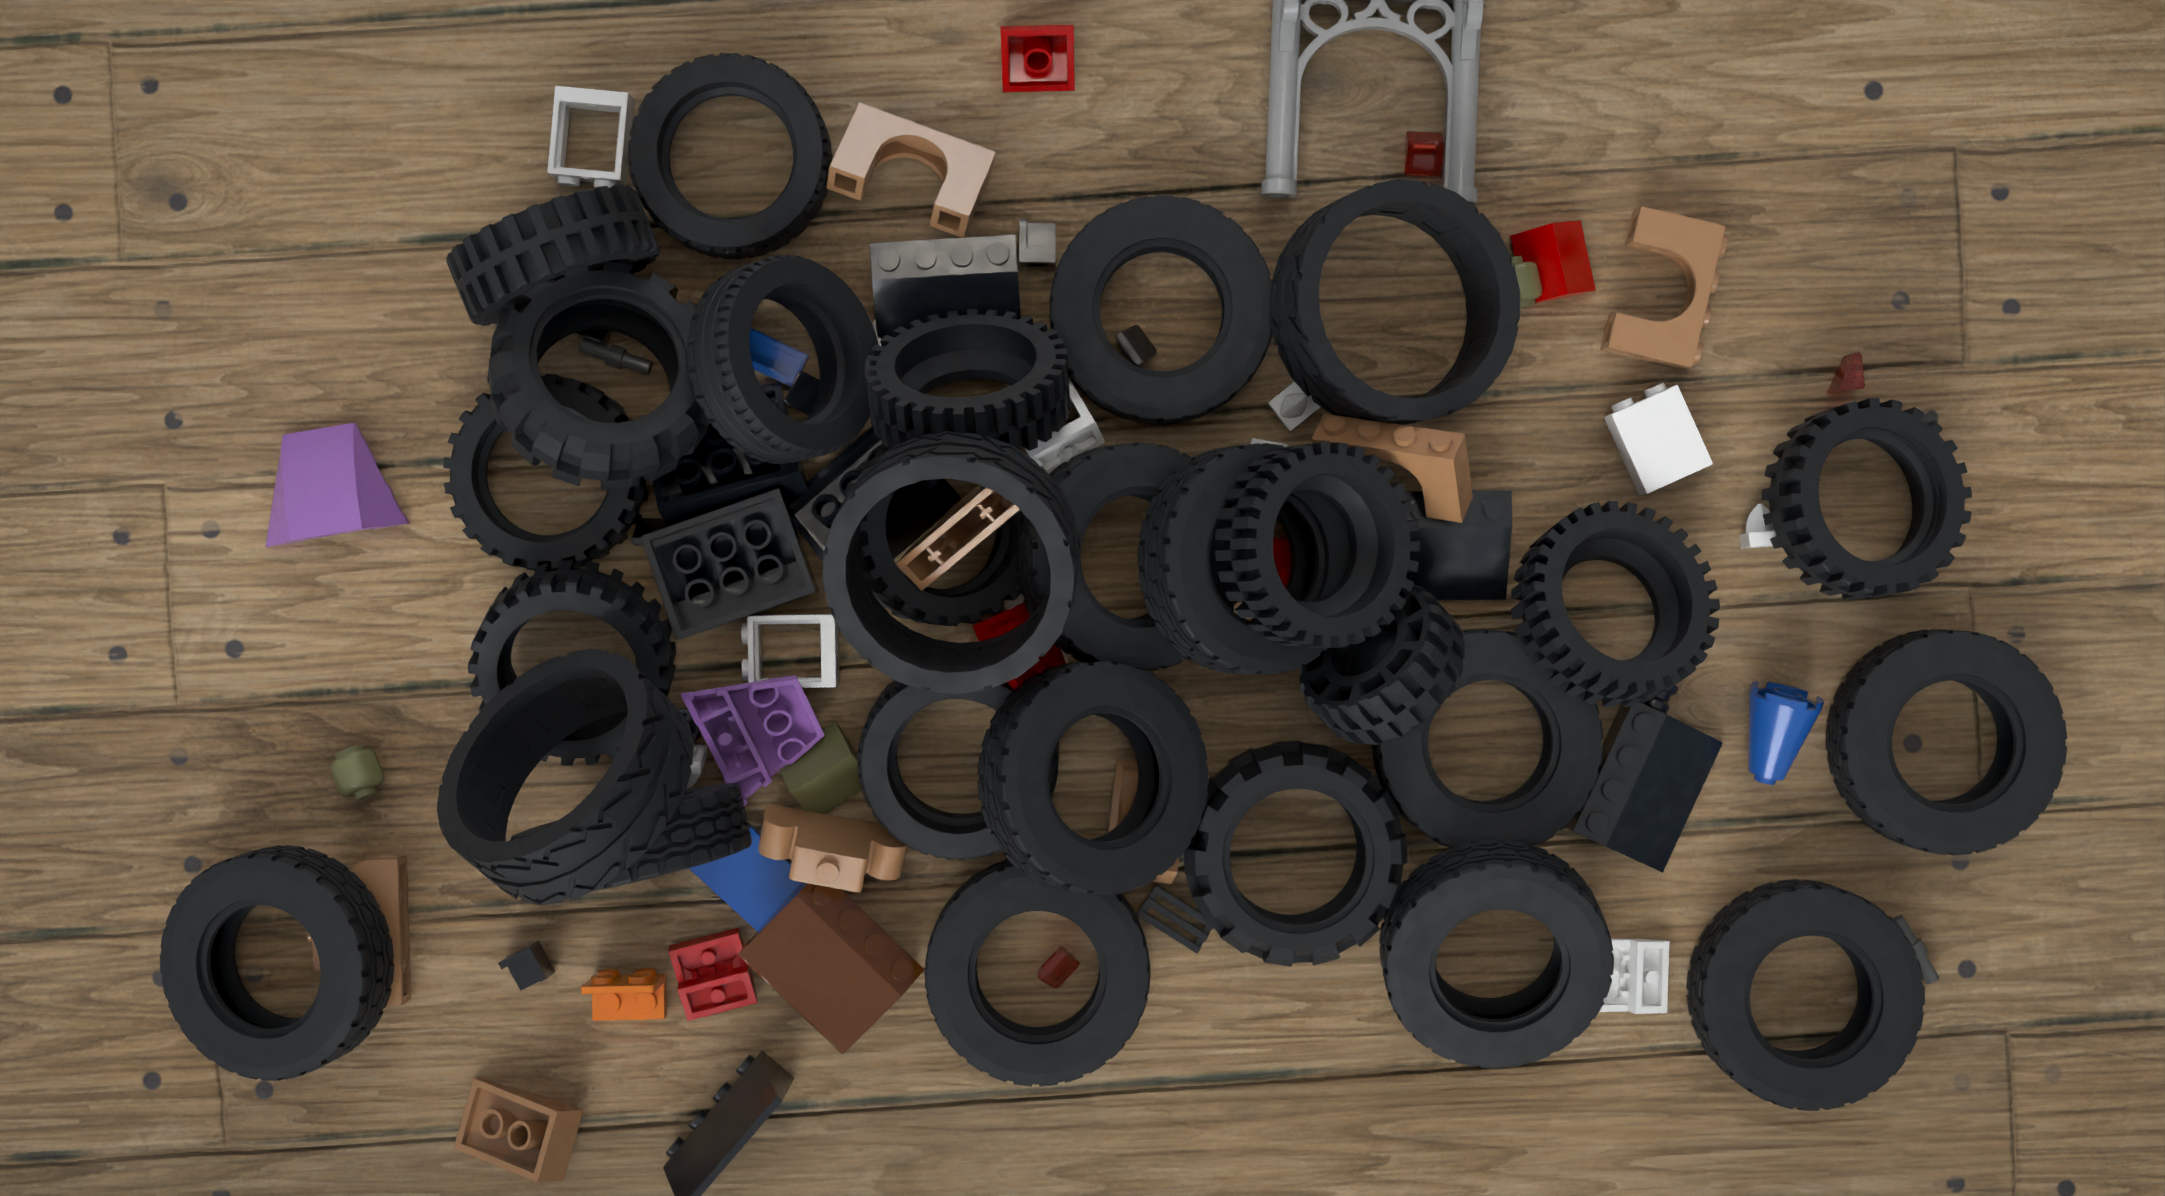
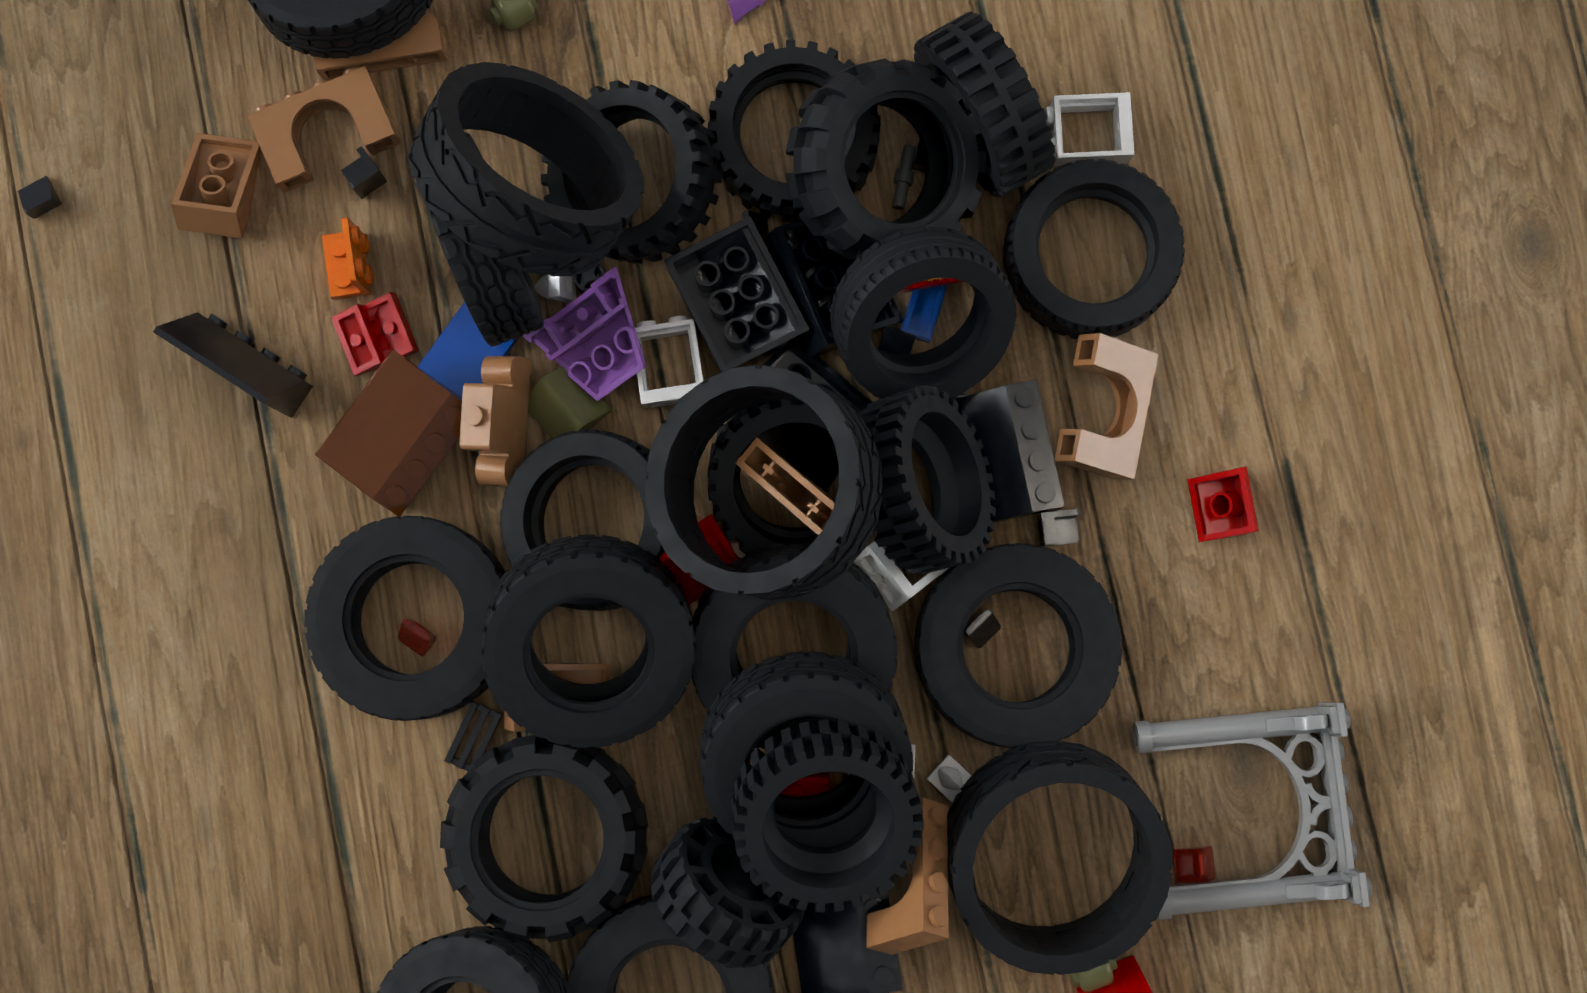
camera: 80 degrees right, 5 degrees down
(459, 1053) = (281, 124): none -> medium nougat arch

